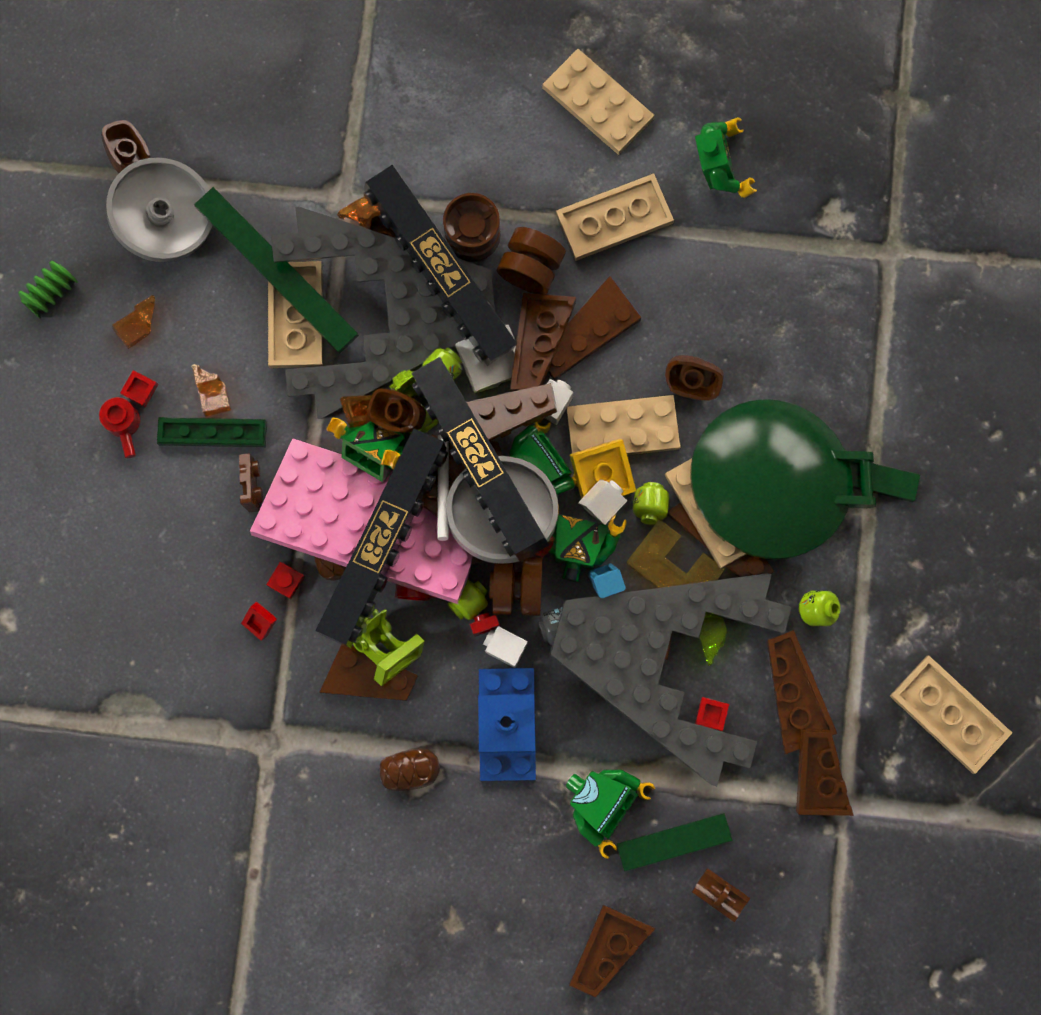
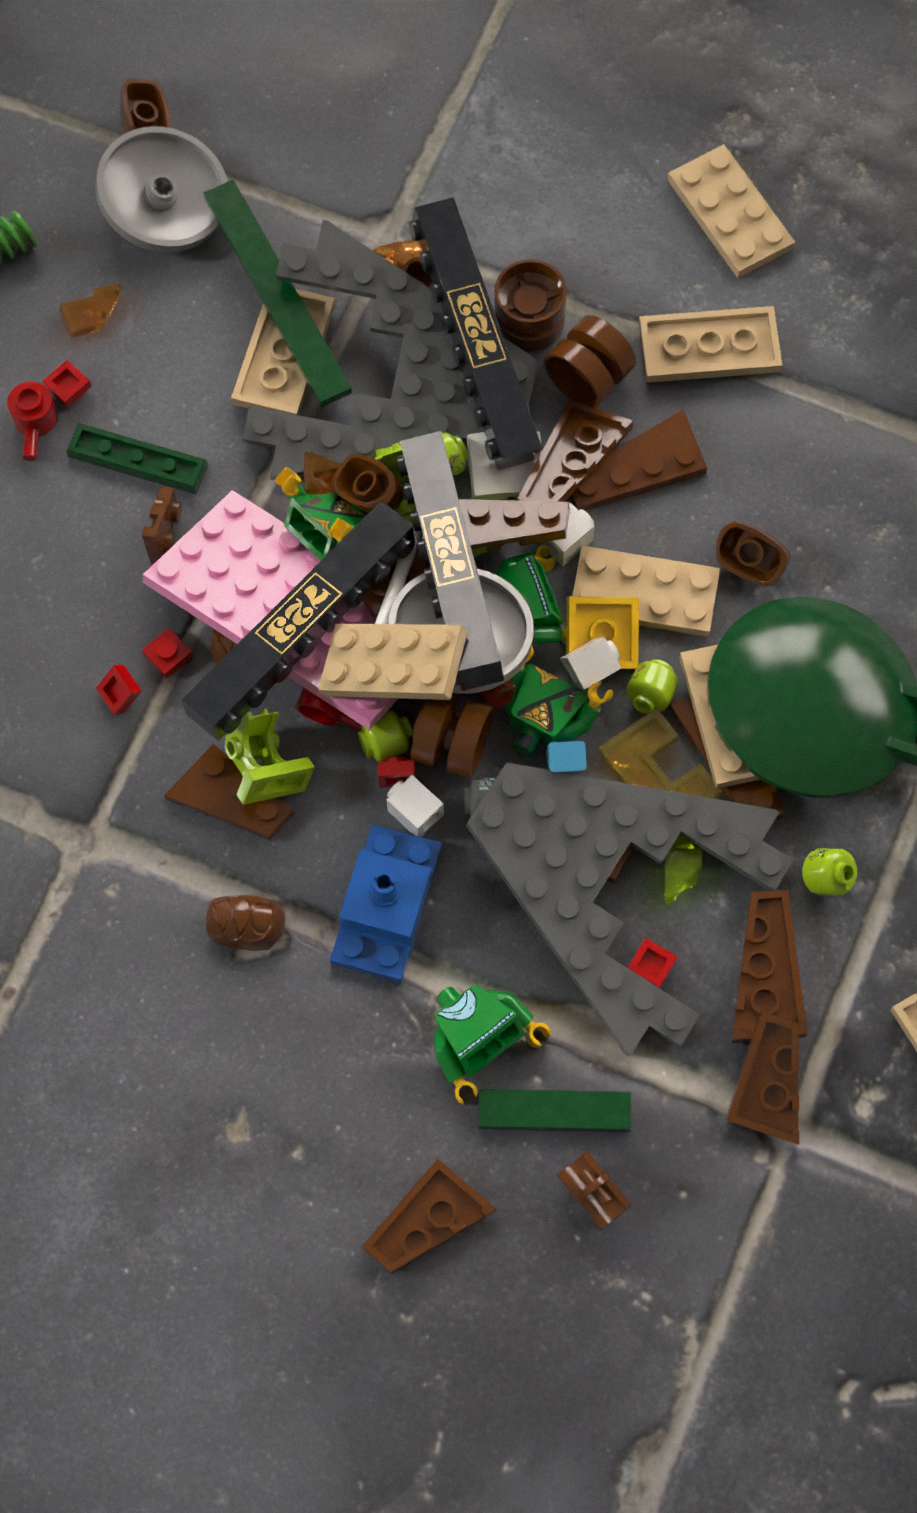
camera: 15 degrees right, 10 degrees down
(211, 391) = (153, 412): clear orange slope -> none
(463, 555) = (393, 661): none -> tan plate
(716, 158) = (856, 308): green torso -> none

